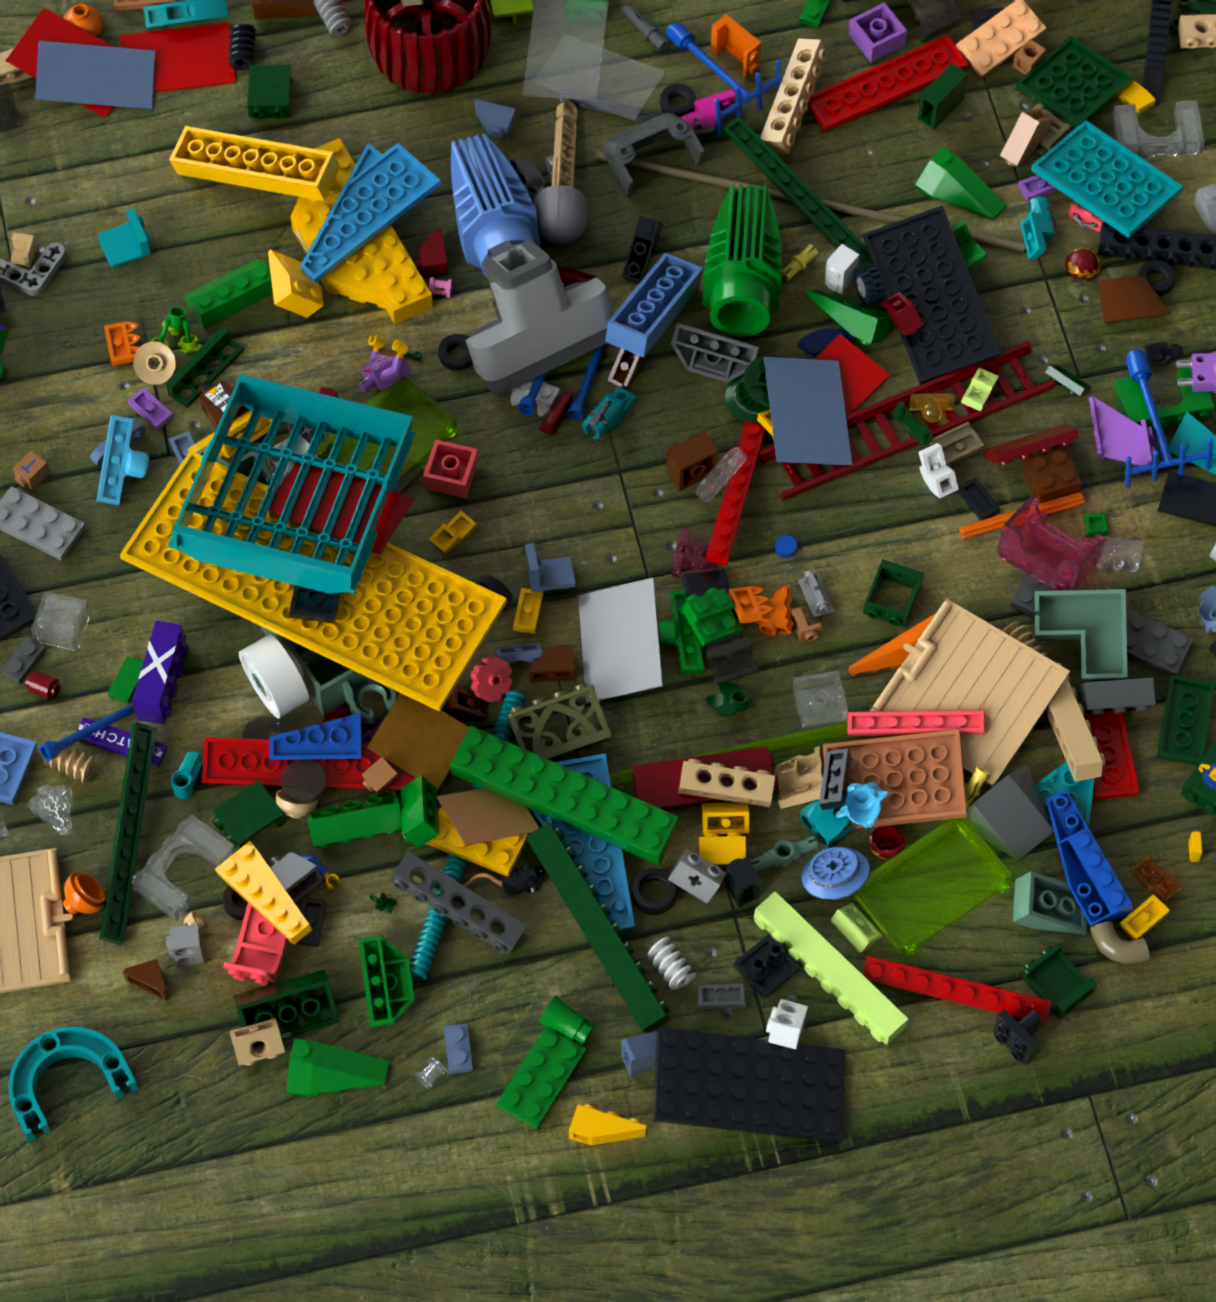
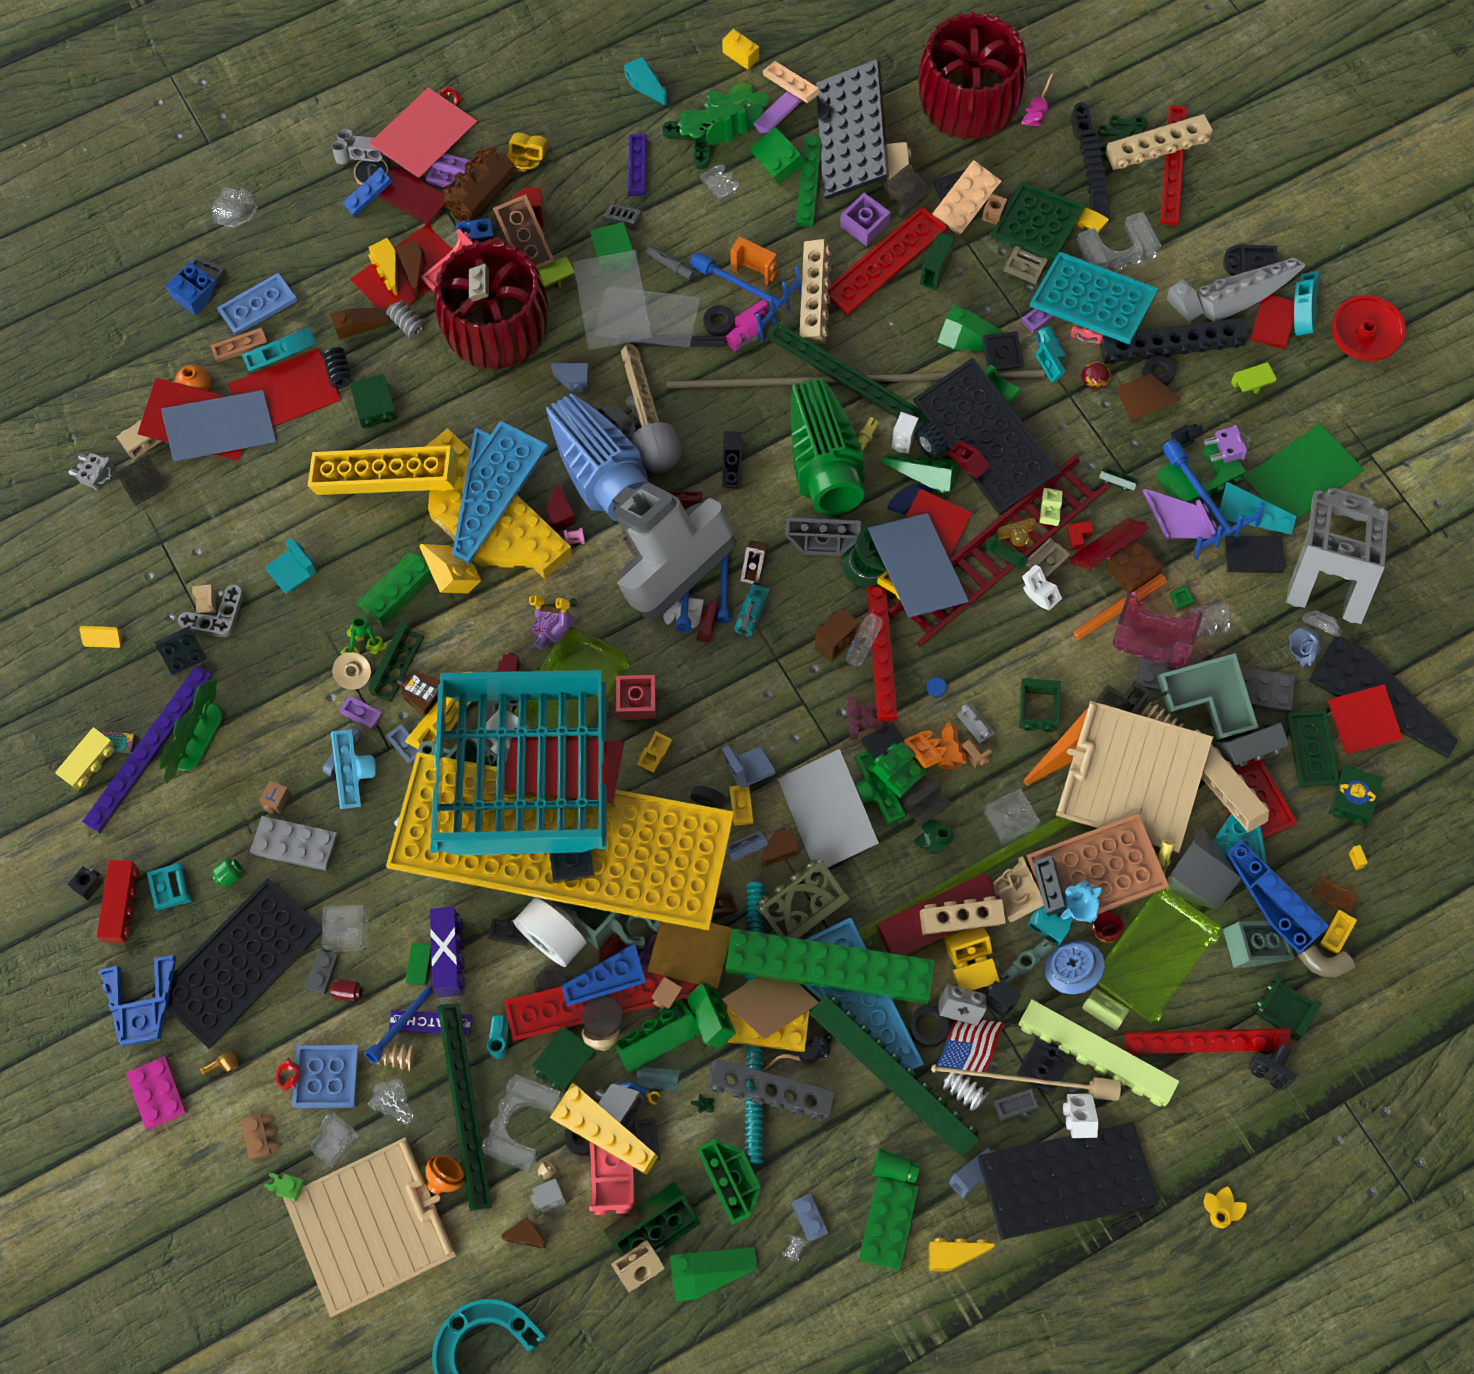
camera: 15 degrees left, 5 degrees up
(121, 342) = (316, 659): orange plate -> none
(231, 672) = (506, 932): none -> black plate
(343, 863) = (658, 1078): none -> clear light blue hinge
(449, 362) = (604, 601): black tyre -> none
(491, 678) = (733, 877): coral plant -> none
(621, 148) = (687, 375): dark grey windscreen -> none
(654, 305) = (761, 507): medium blue brick -> none
(693, 924) = (972, 1047): none -> flag
(914, 1161) = (1223, 1204): none -> yellow plate
(915, 722) = (1098, 815): coral tile -> none
(978, 499) = (1080, 602): black tile -> none
(984, 211) = (1003, 350): none -> black plate
(998, 613) = (1131, 701): none -> clear smoke brick
(1003, 424) = (1077, 532): none -> red piece
(1026, 136) = (1016, 278): slope -> none

